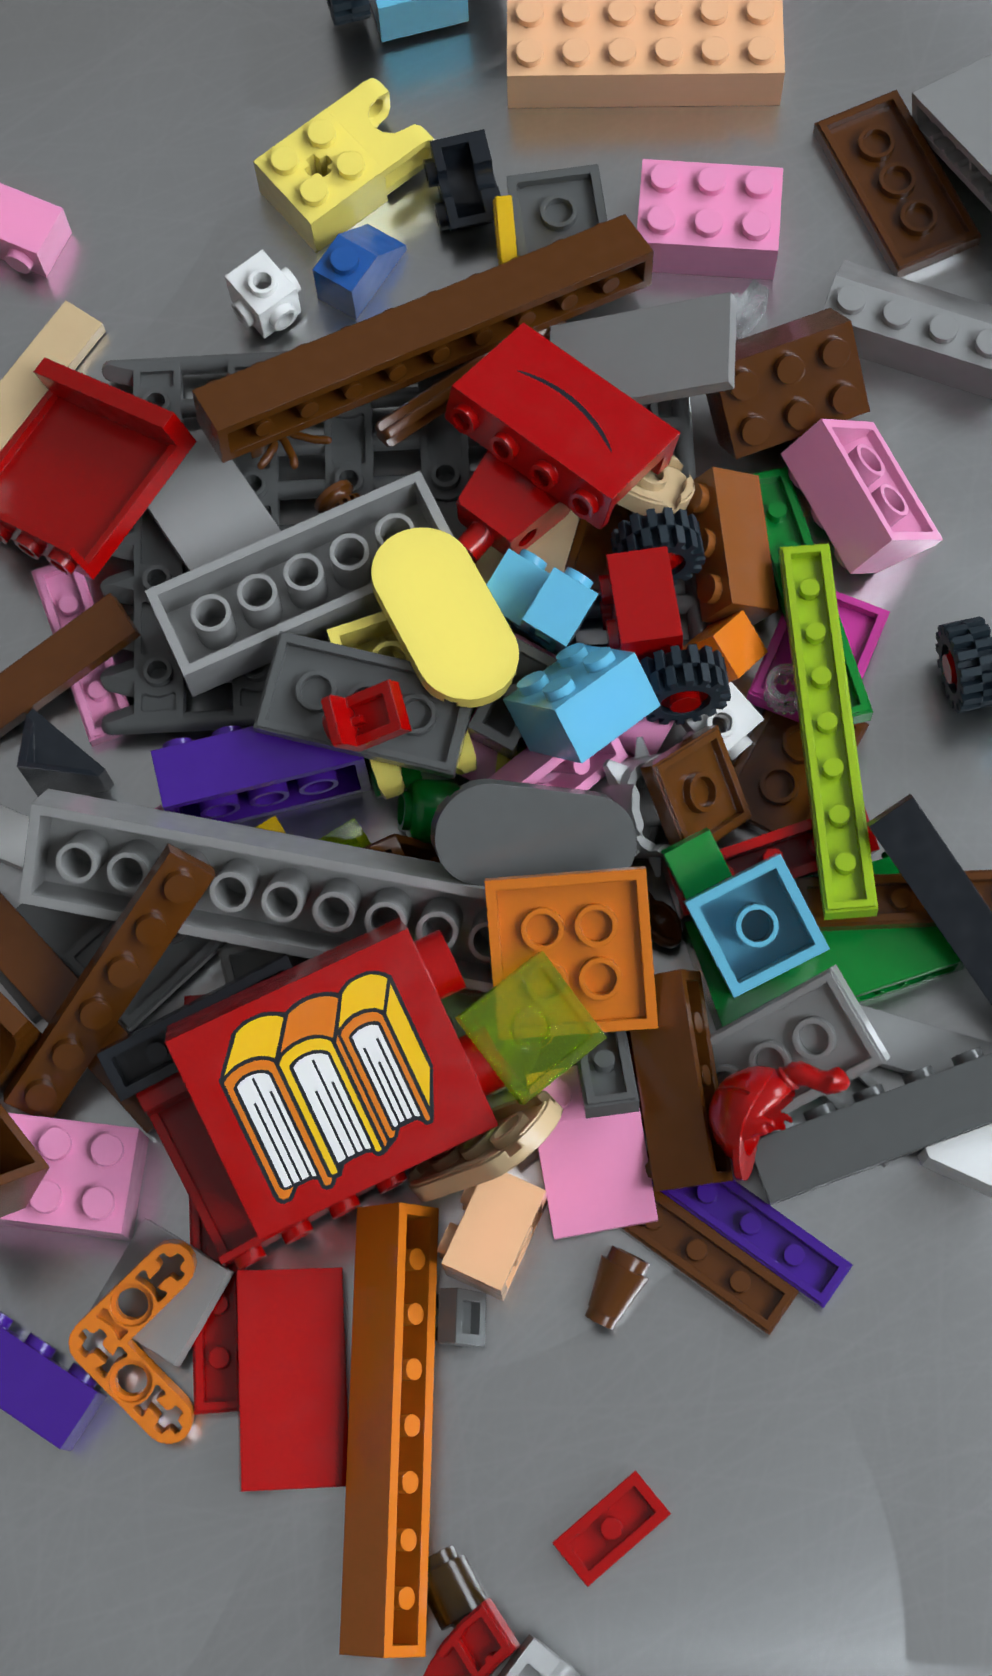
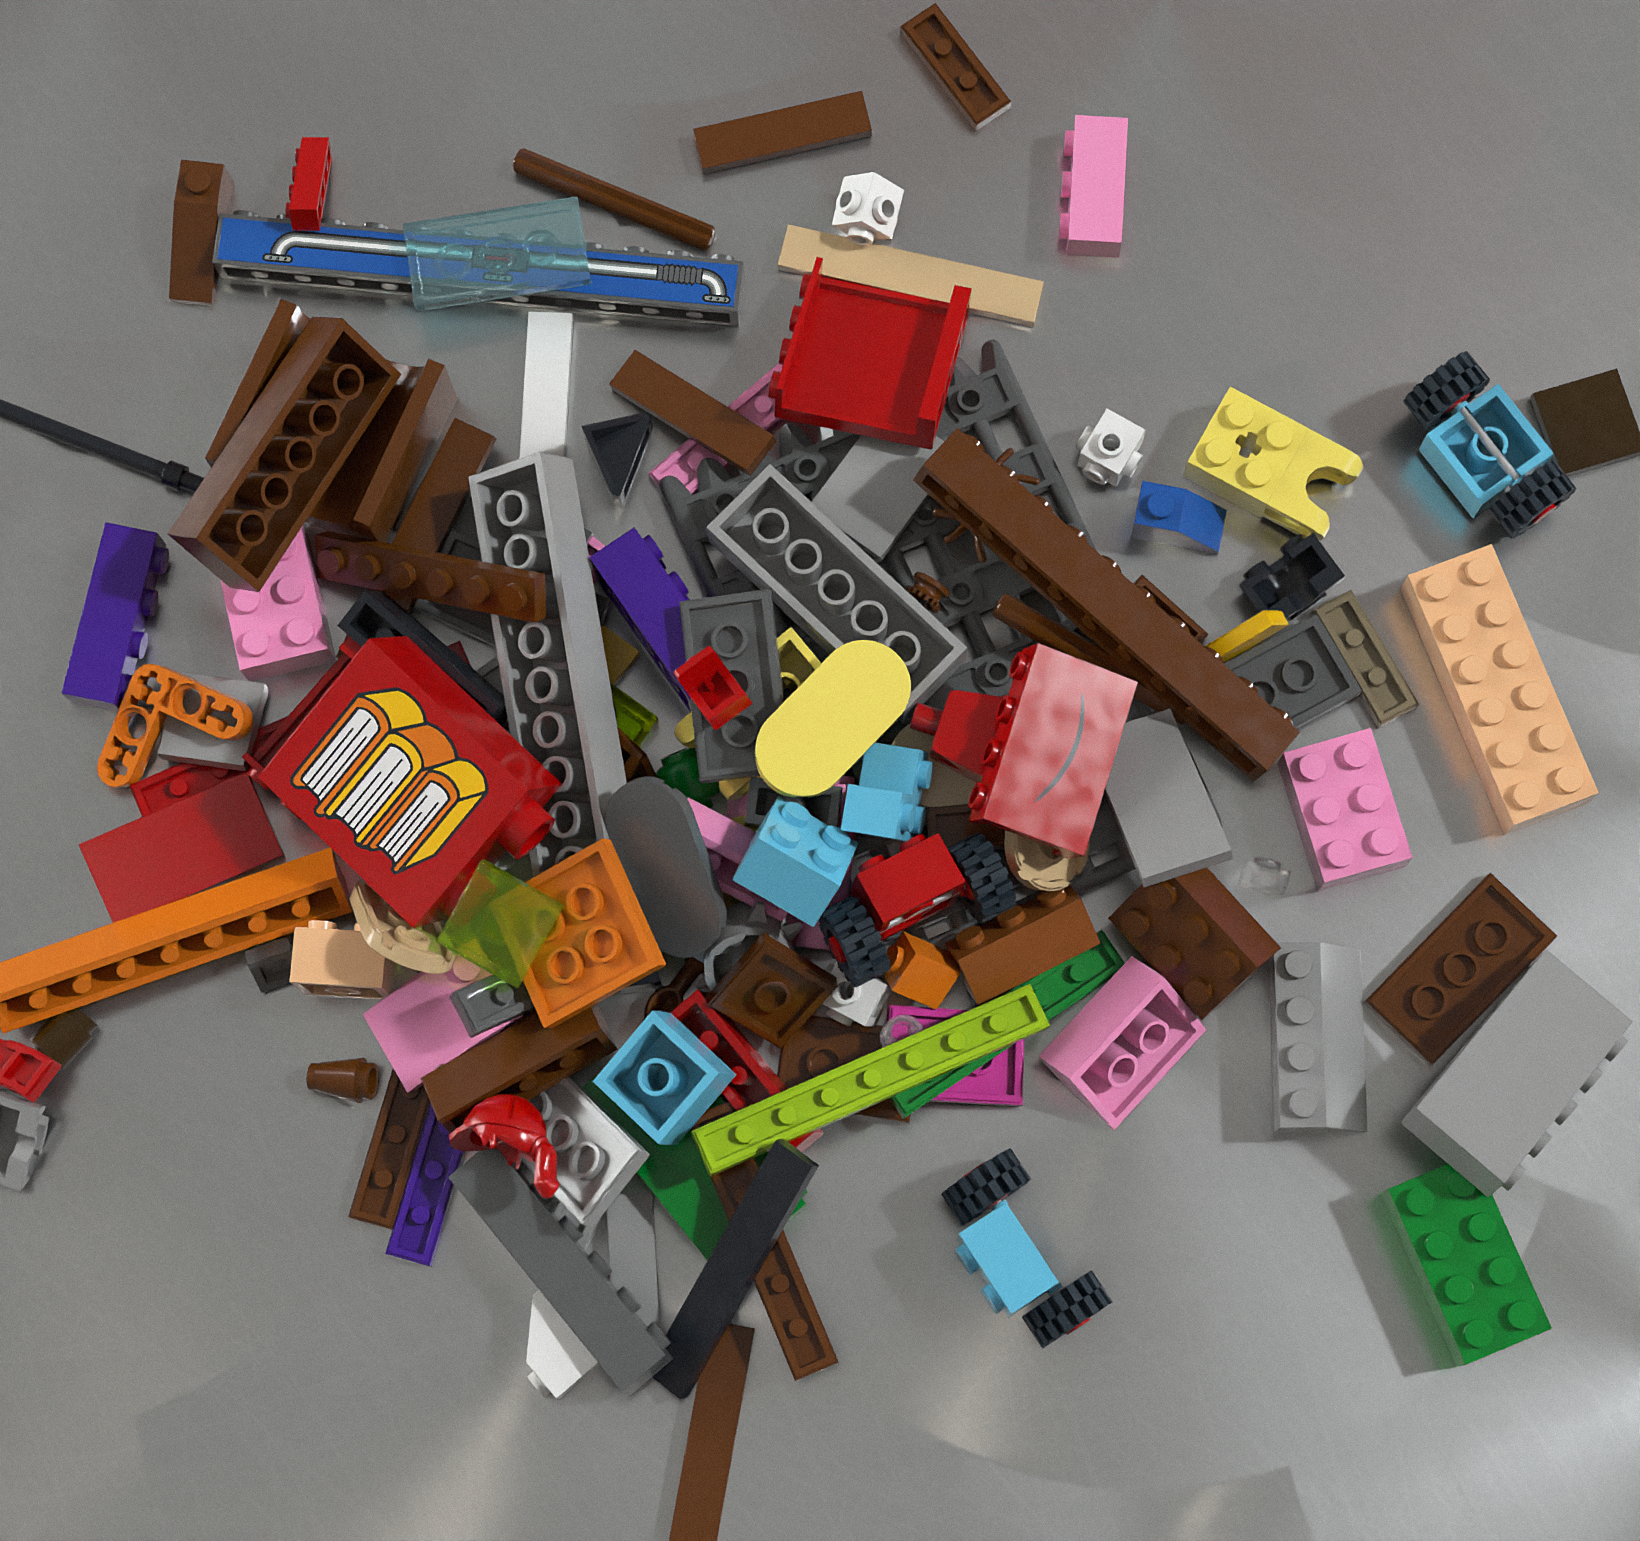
camera: 70 degrees right, 5 degrees up
(607, 147) = (1382, 684): none -> dark tan tile
(611, 1528) = (152, 1144): red plate -> none
(696, 863) = (703, 1011): green tile -> none

